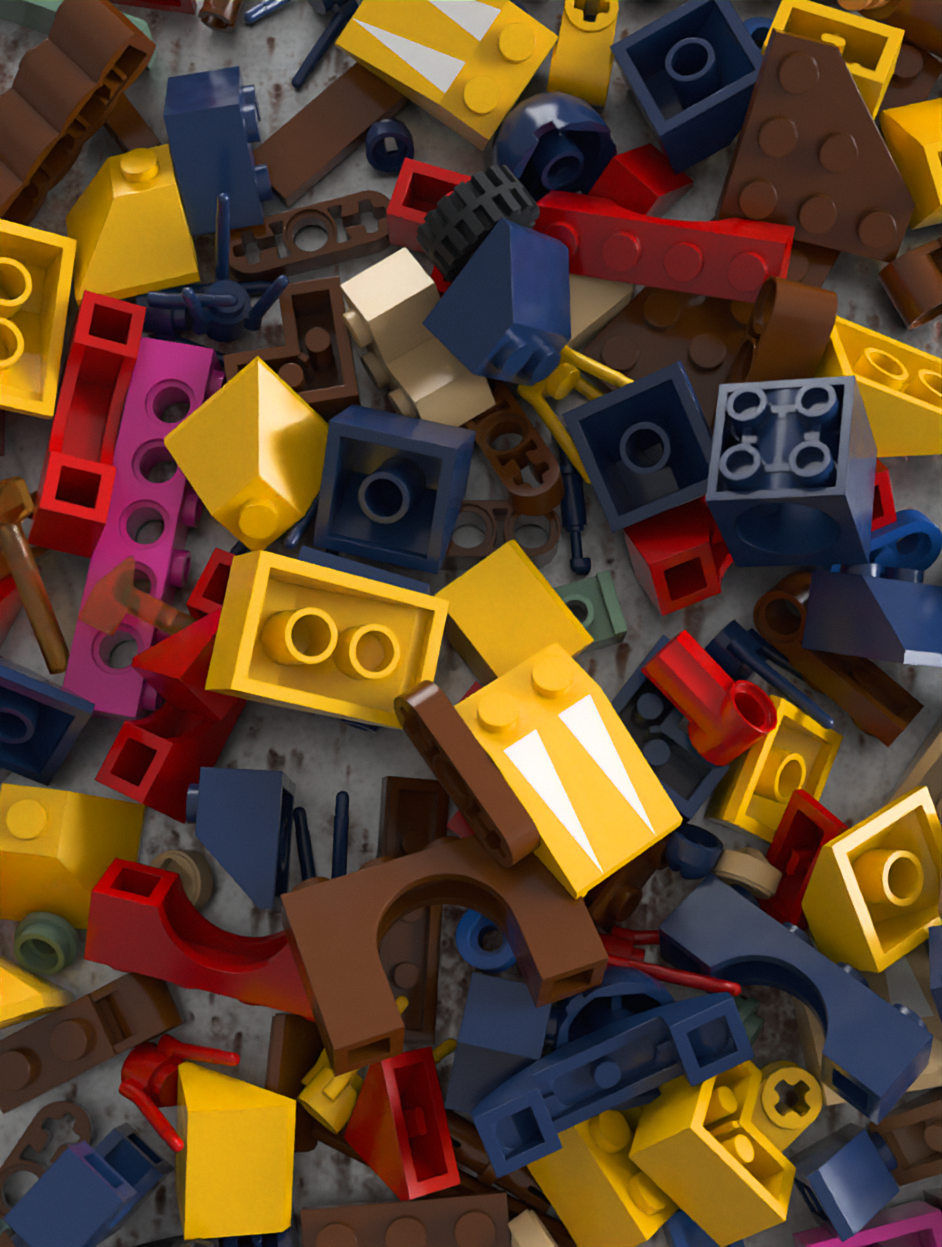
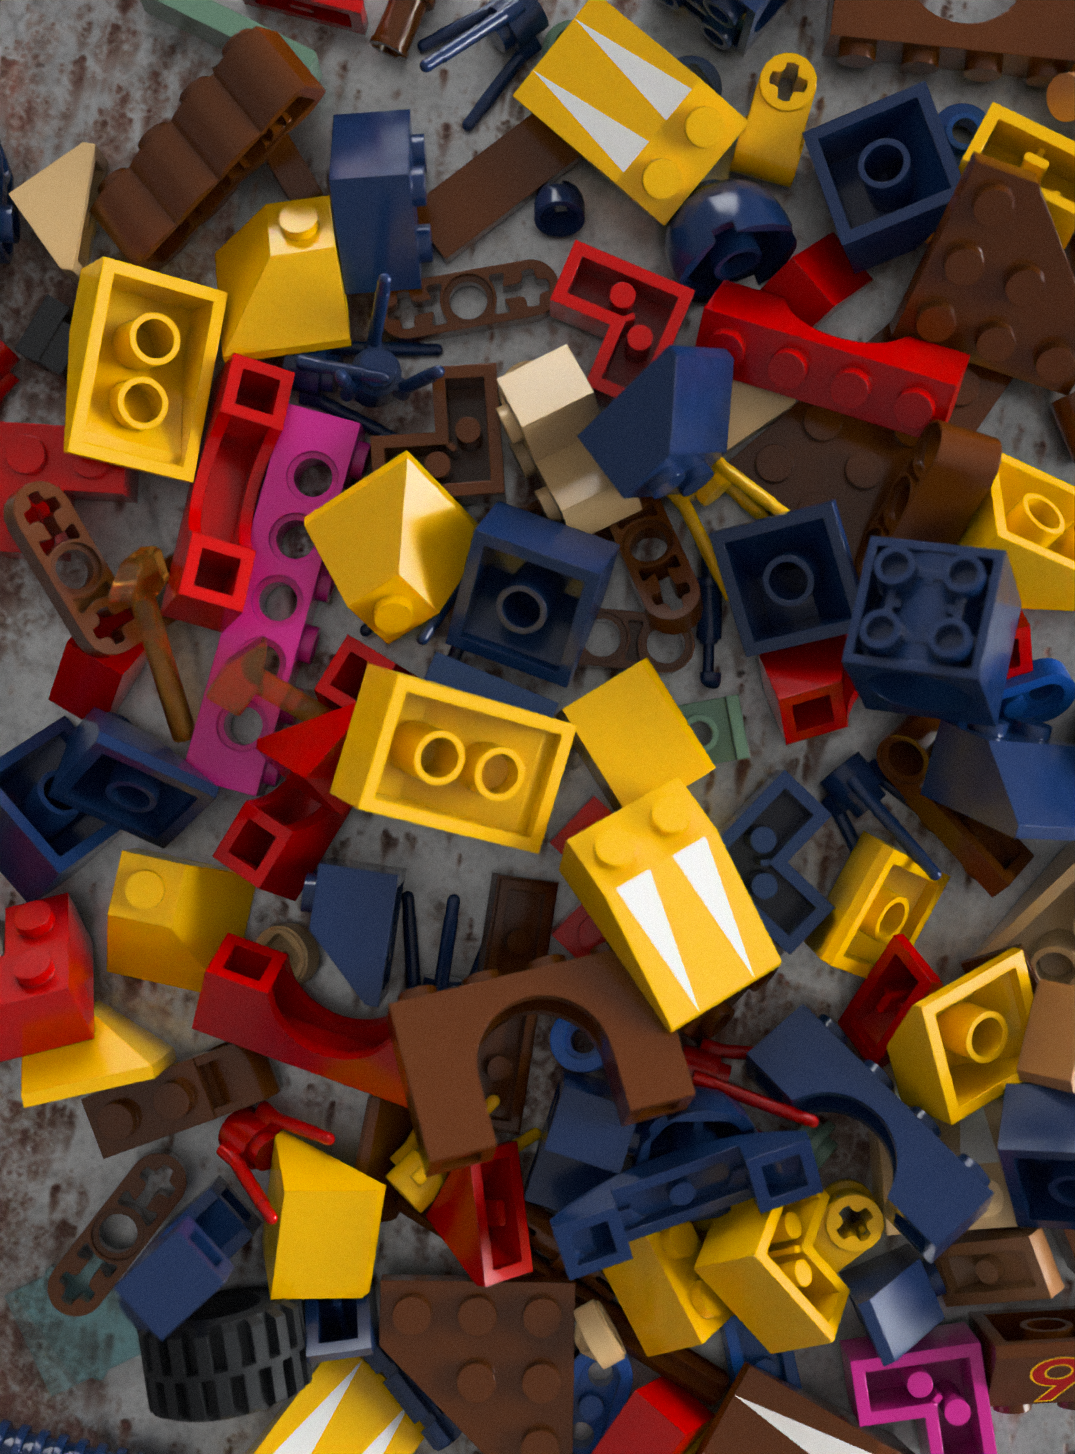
camera: 10 degrees right, 10 degrees up
(45, 943) = (153, 1002): sand green plate -> none
(467, 773) = (577, 902): reddish brown beam -> none
(469, 215) = (642, 331): black tyre -> none
(692, 851) = (790, 982): dark blue hinge -> none
(721, 713) = (831, 858): red piece -> none
(748, 869) = (840, 1003): tan tile -> none

